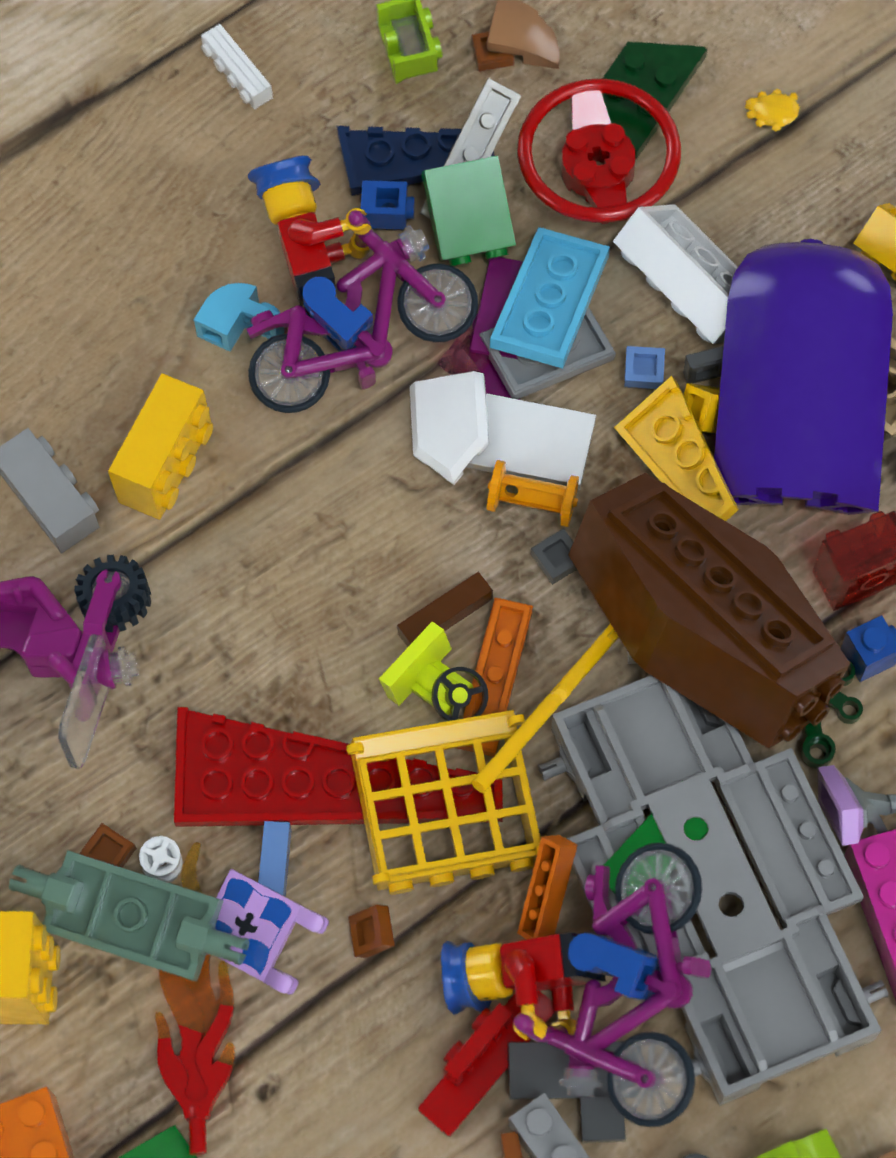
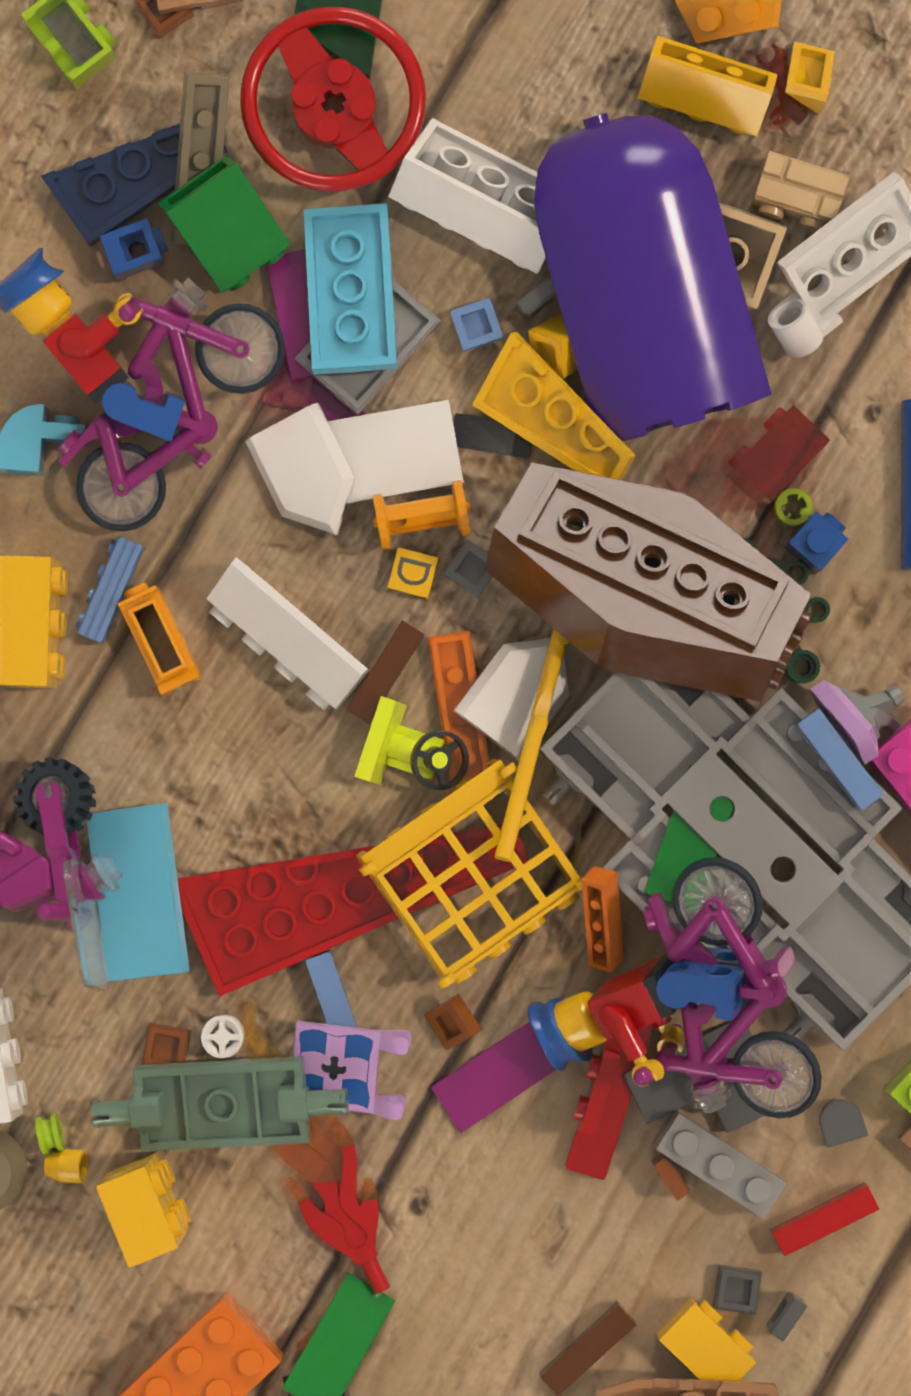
camera: 30 degrees left, 20 degrees up
(145, 717) = (144, 917): none -> medium azure tile
(242, 456) = (113, 582): none -> medium blue piece
(257, 469) = (139, 598): none -> light orange window
(374, 542) = (286, 634): none -> white slope
(388, 1002) = (493, 1078): none -> magenta piece
(504, 542) = (412, 573): none -> yellow tile
(539, 665) = (505, 693): none -> white tile
(616, 459) = (489, 436): none -> black sticker
(820, 826) = (839, 759): none -> medium blue piece
(859, 603) = (782, 500): none -> lime bush

